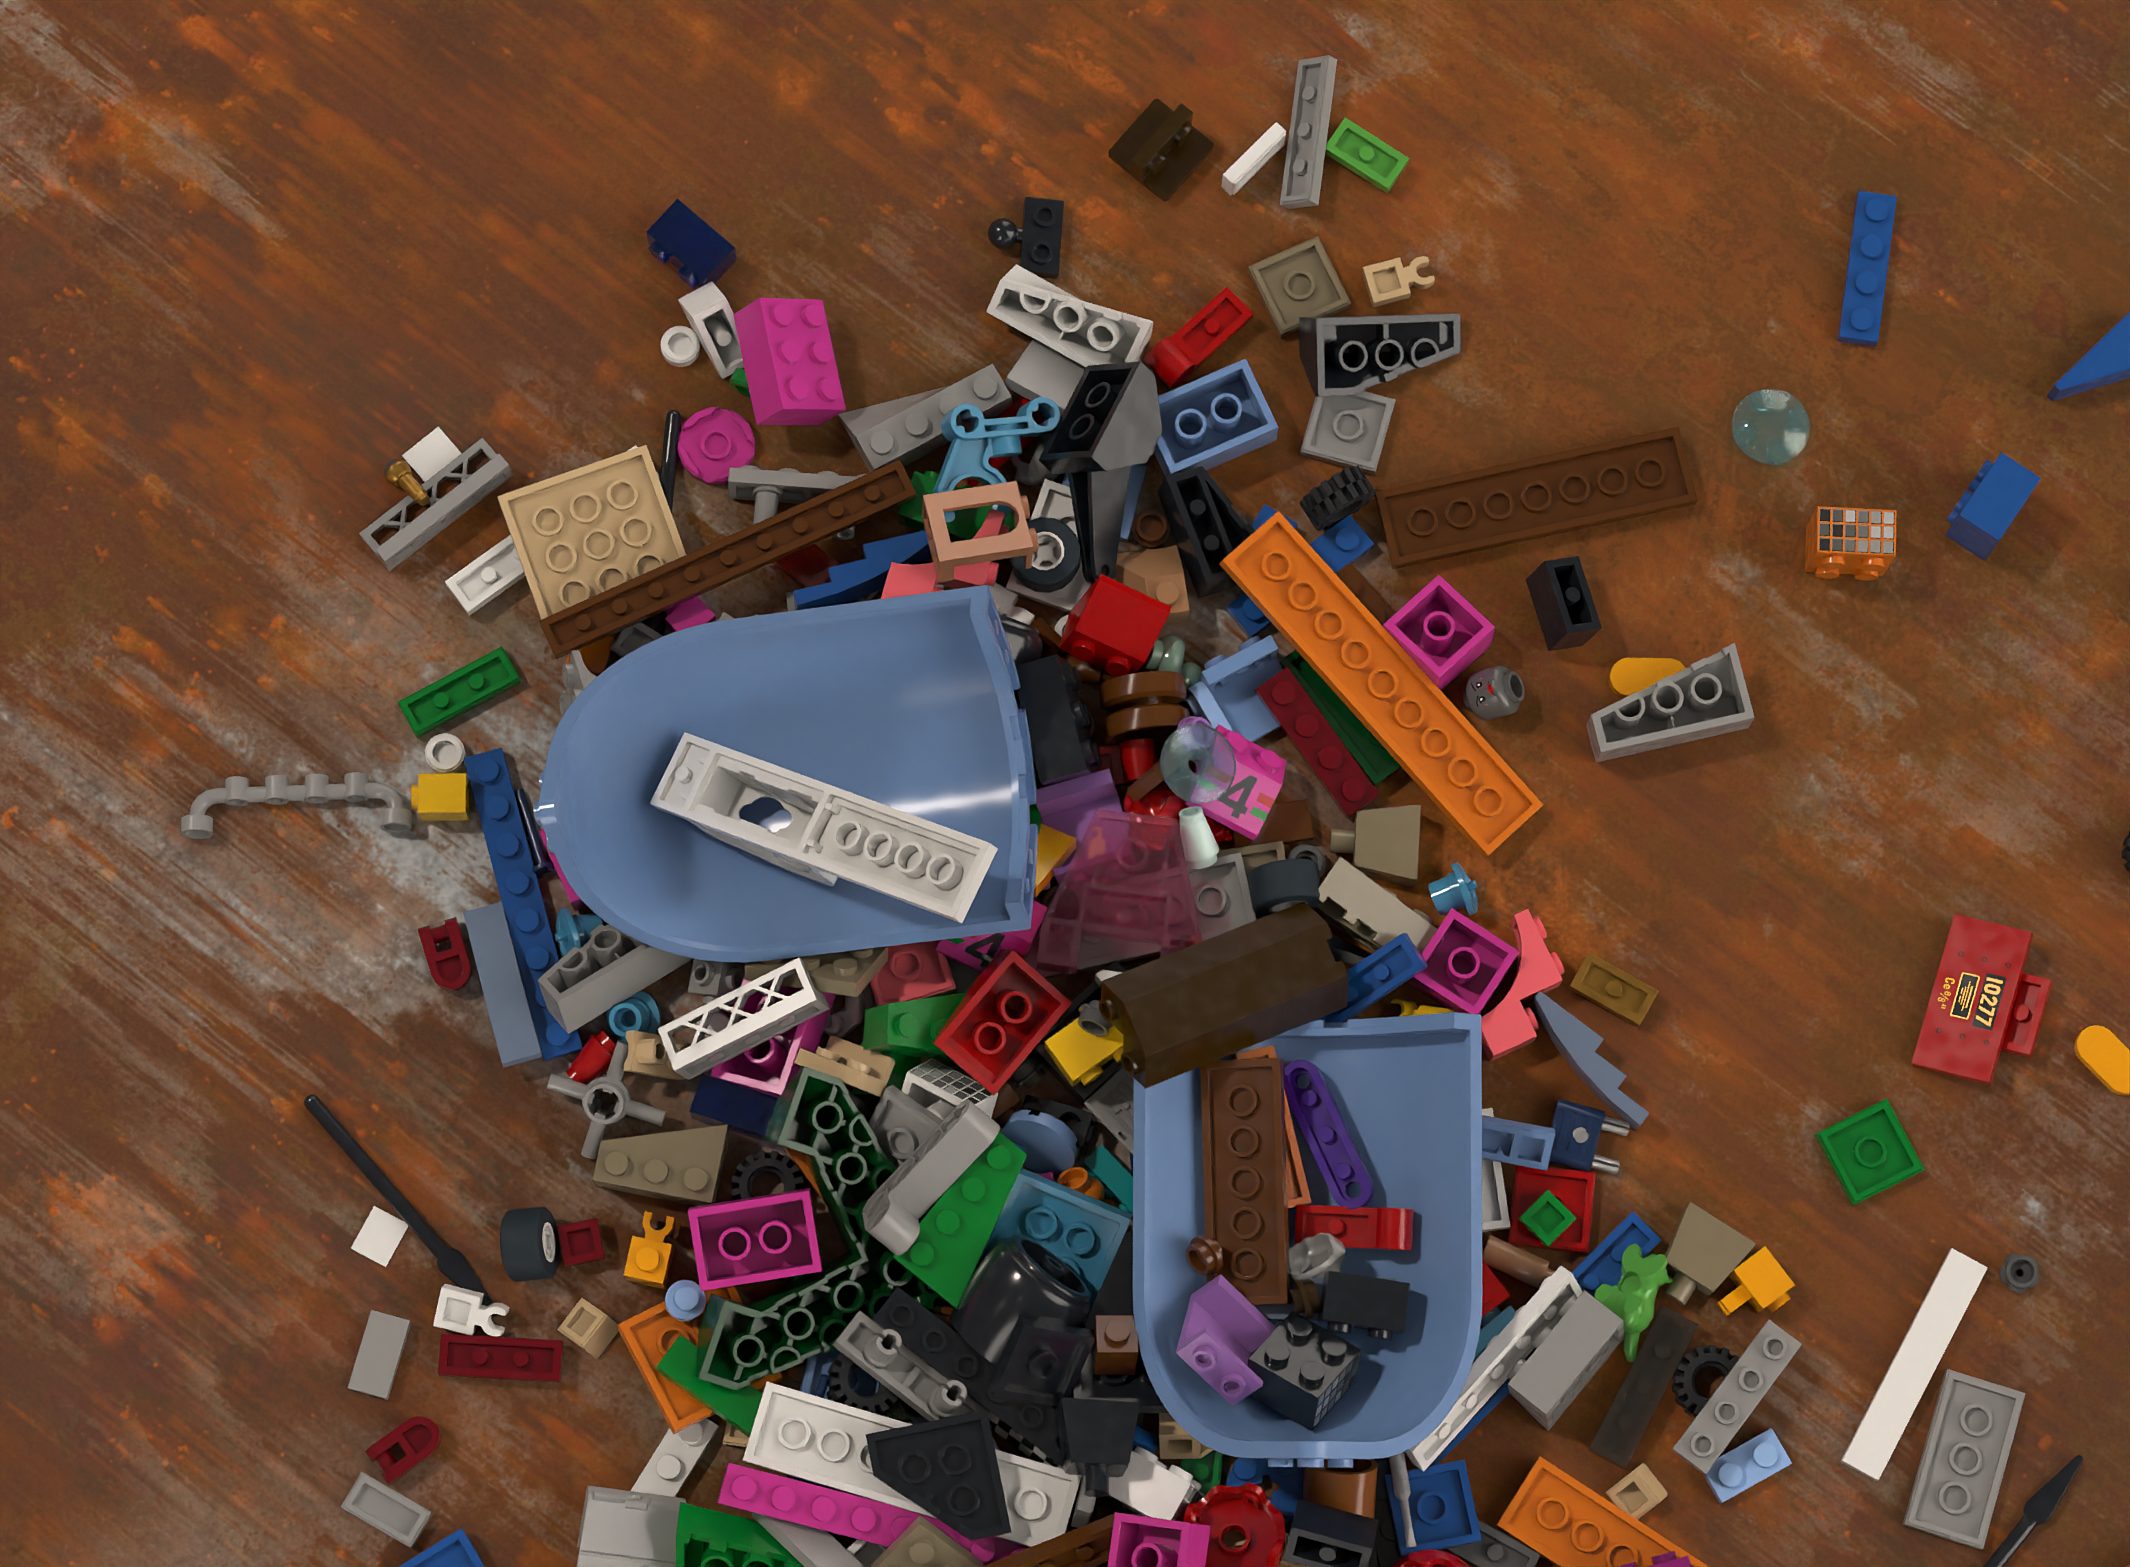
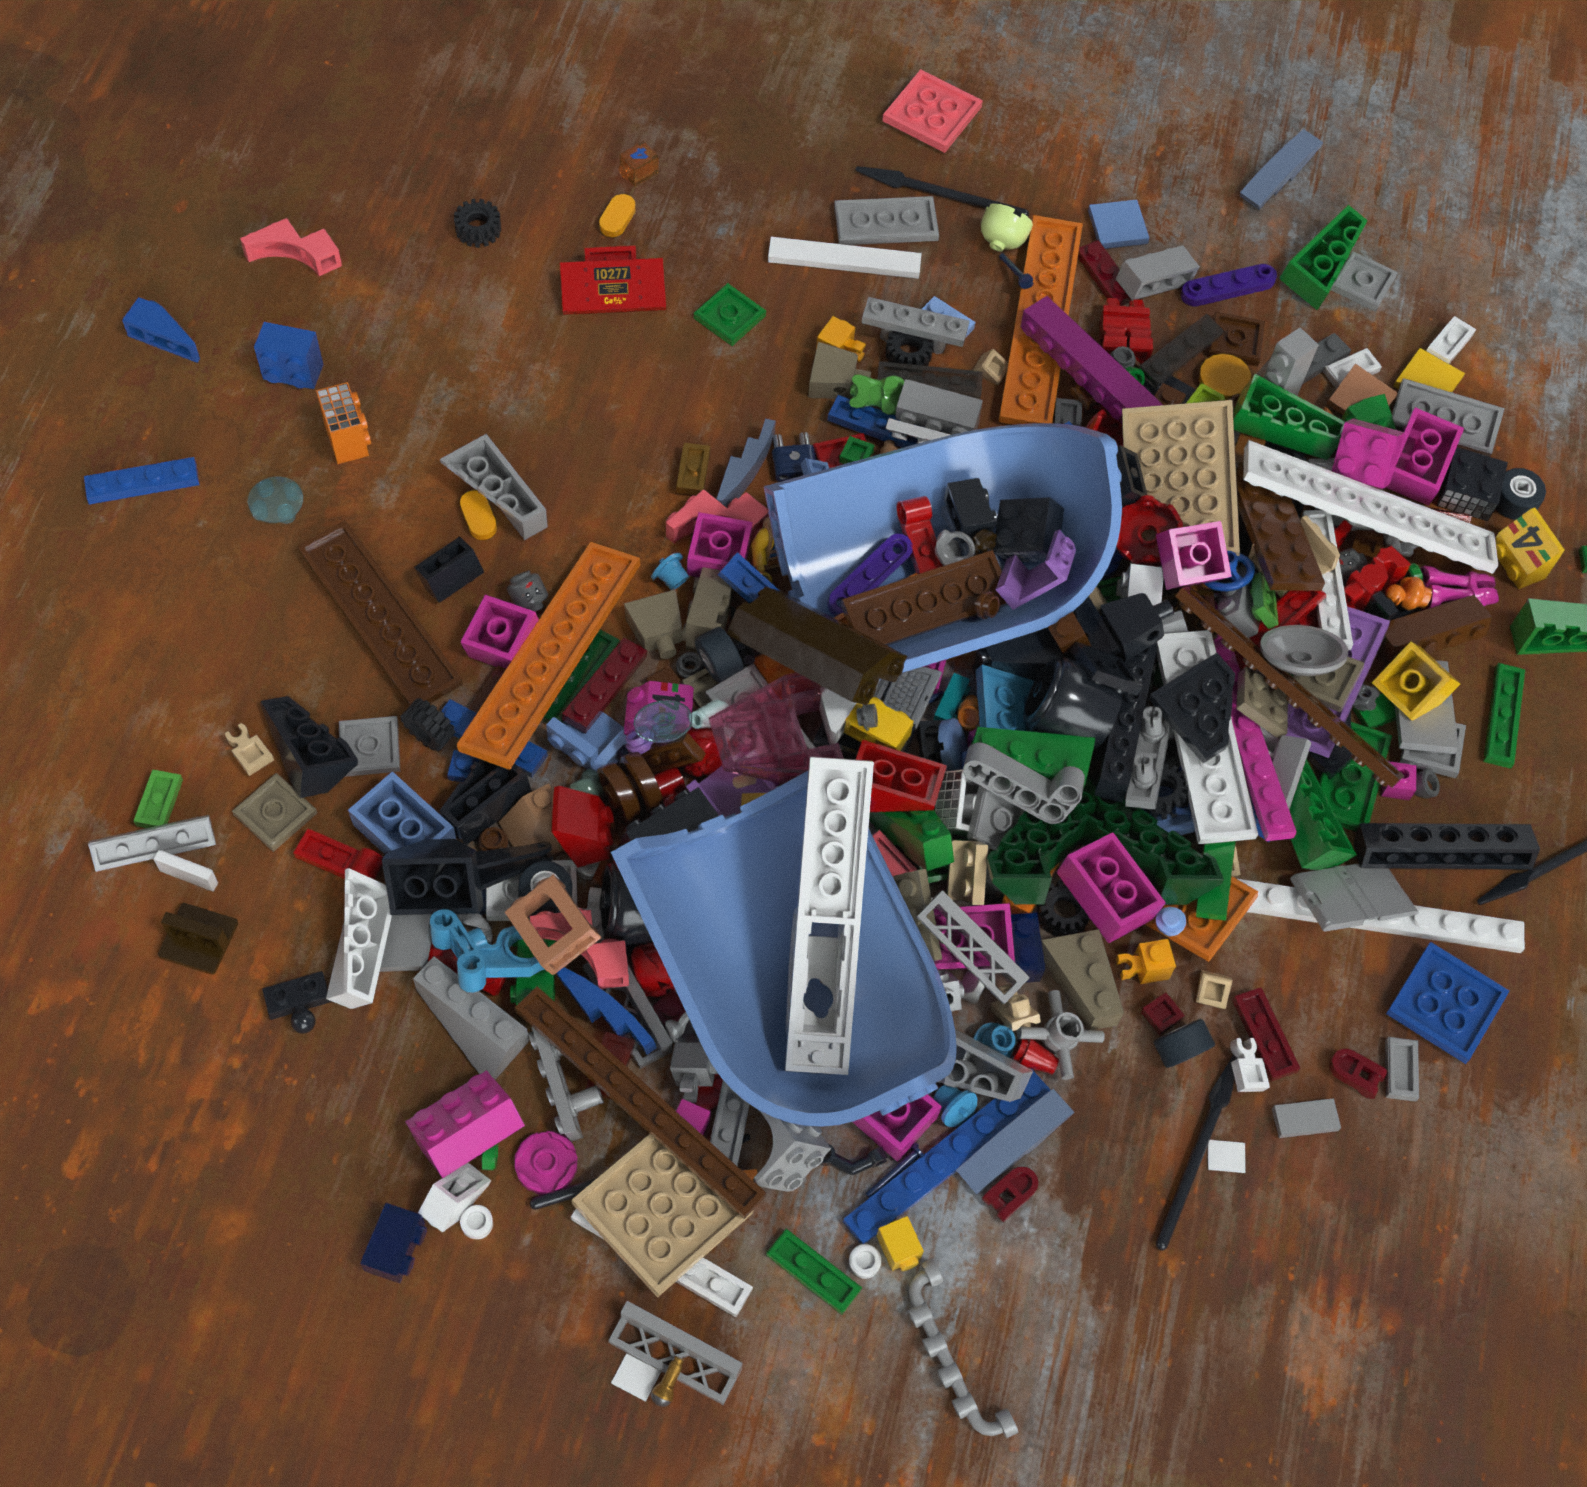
camera: 115 degrees left, 15 degrees down
(2027, 1265) = (765, 221): dark grey plate -> none

